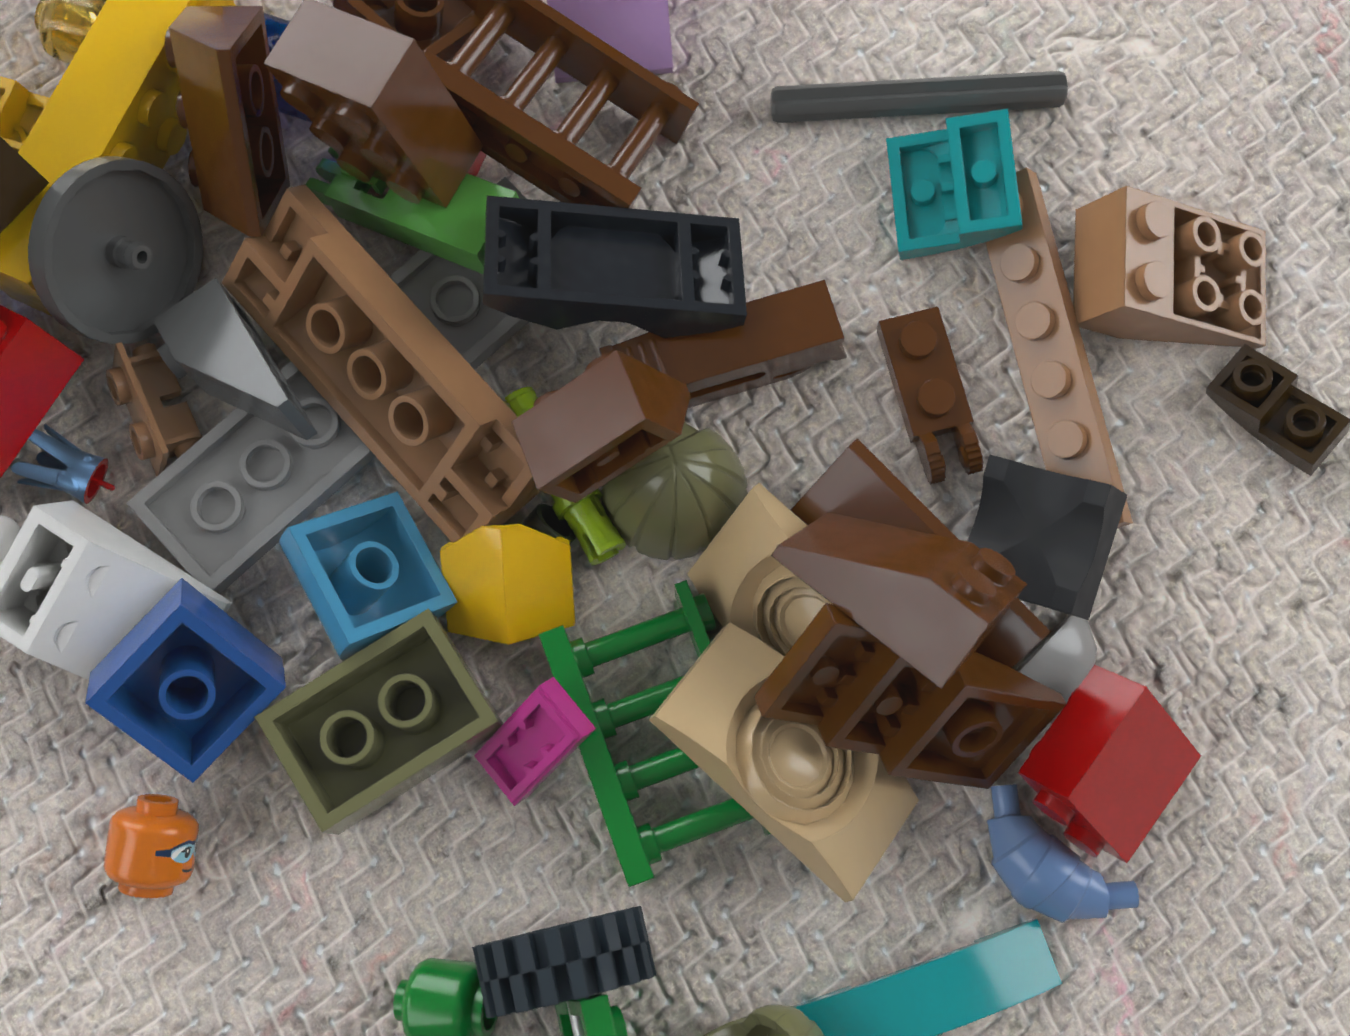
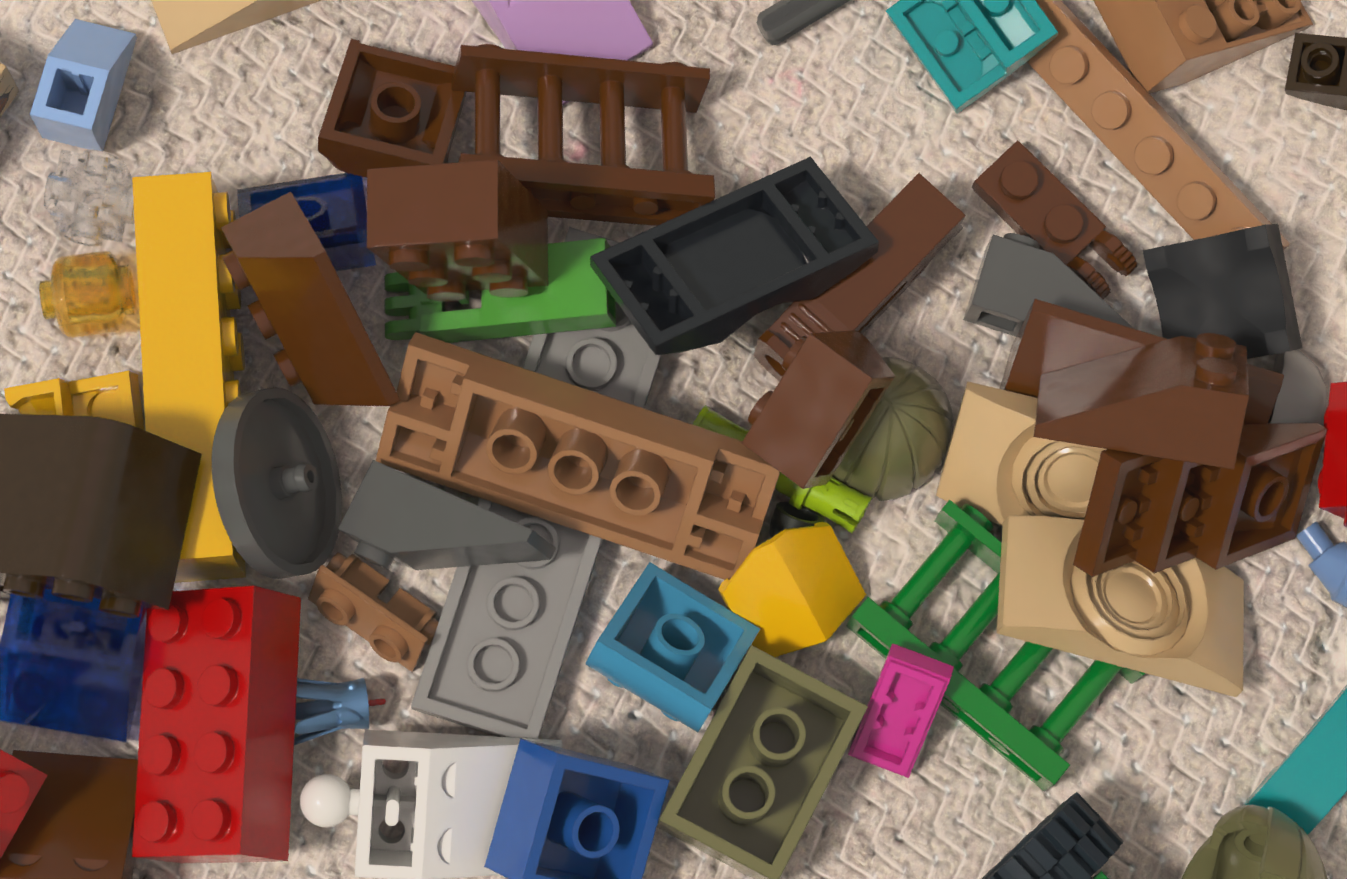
camera: 40 degrees left, 0 degrees up
(876, 418) = (1017, 273): none -> dark grey slope

